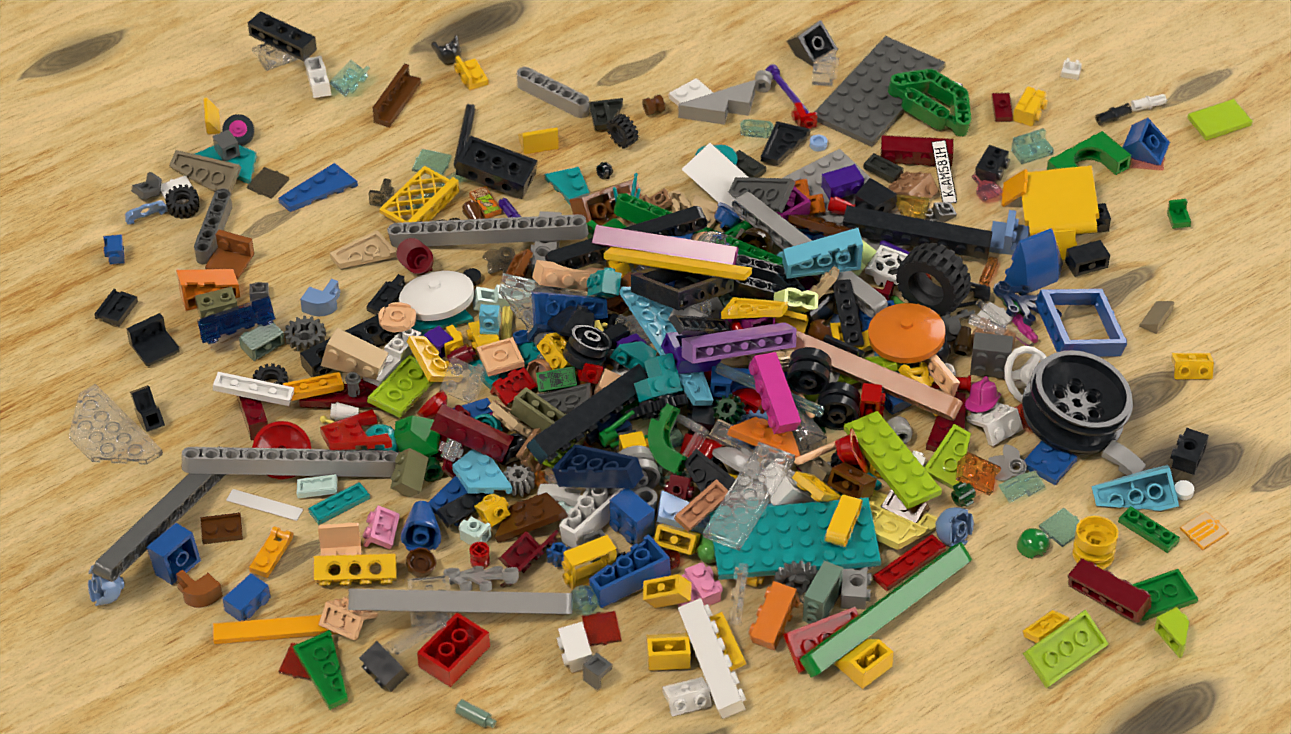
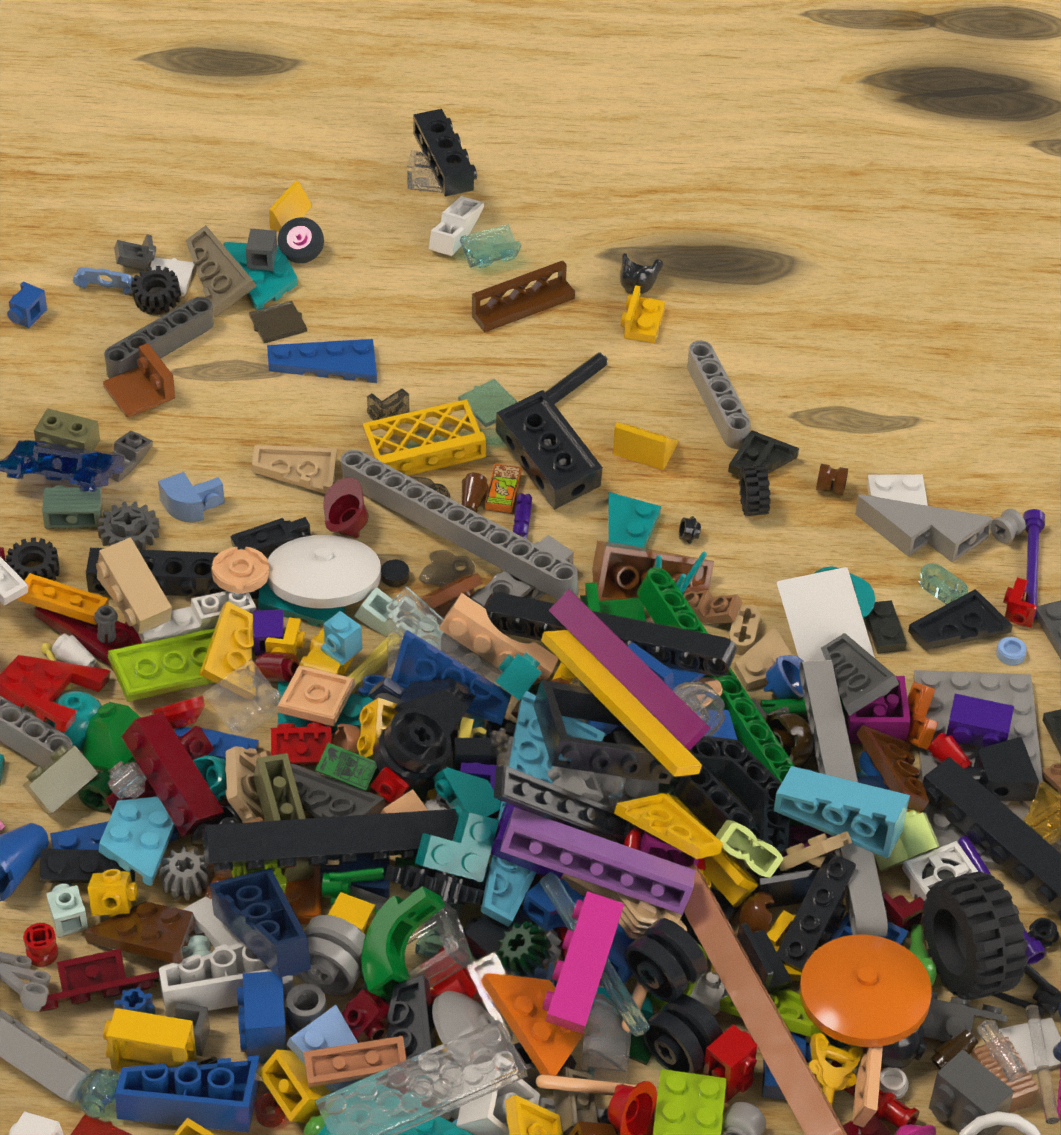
camera: 35 degrees right, 0 degrees up
(203, 281) = (69, 395): orange wedge -> none

